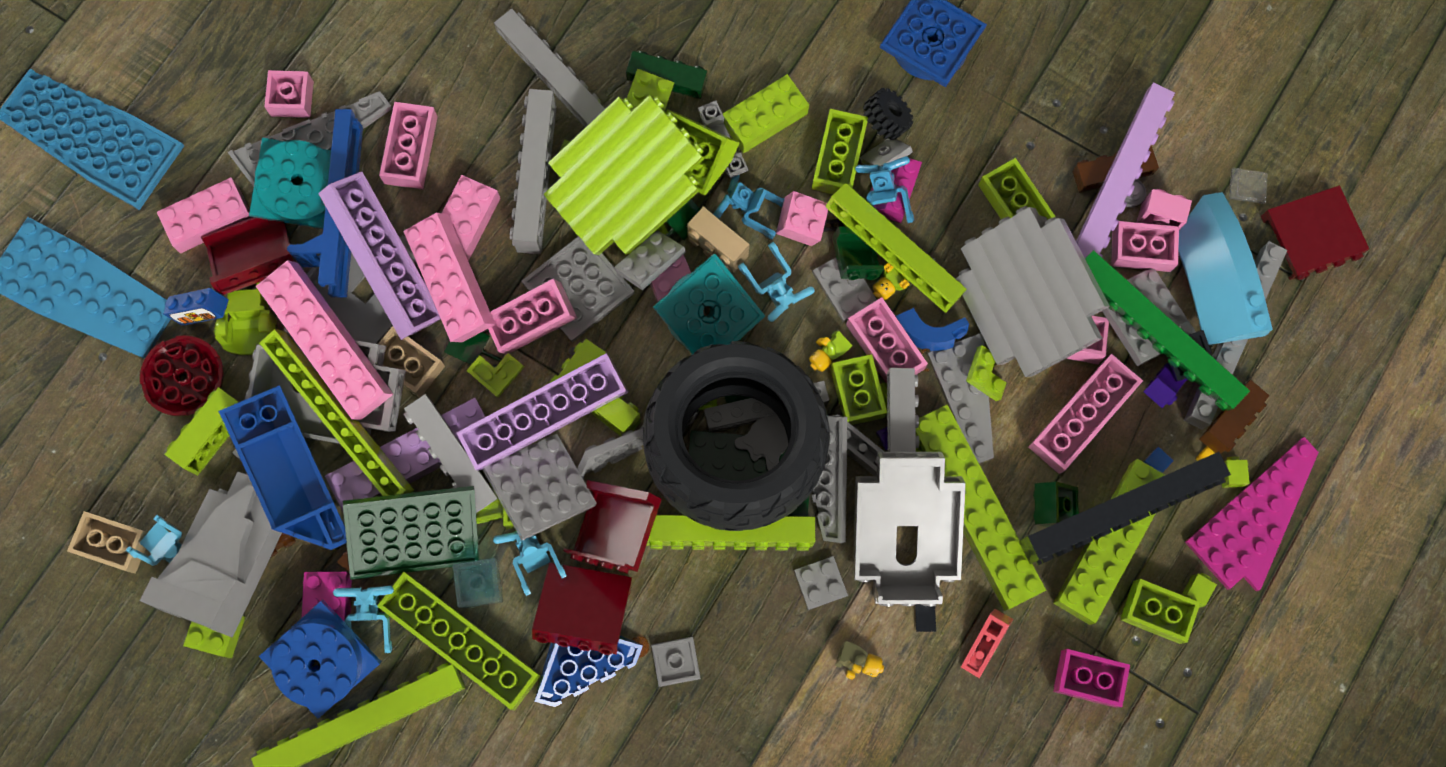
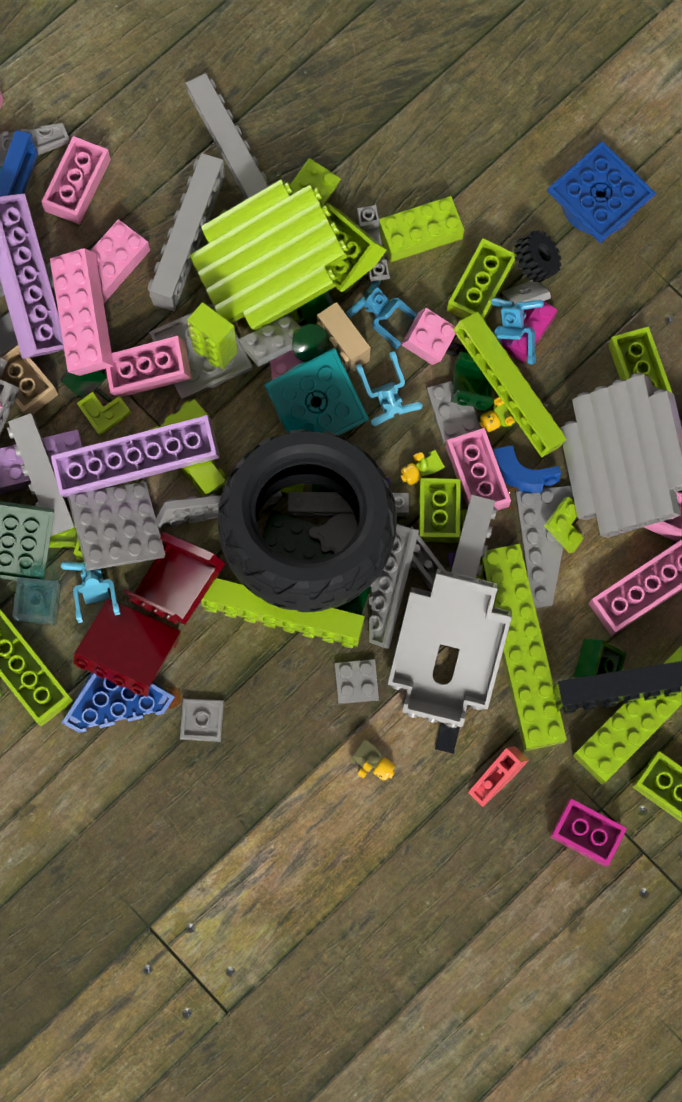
camera: 15 degrees right, 0 degrees up
(589, 271) = (212, 336): none -> lime brick
(686, 78) = (354, 178): dark green brick -> none
(687, 253) = (309, 342): none -> dark green dish

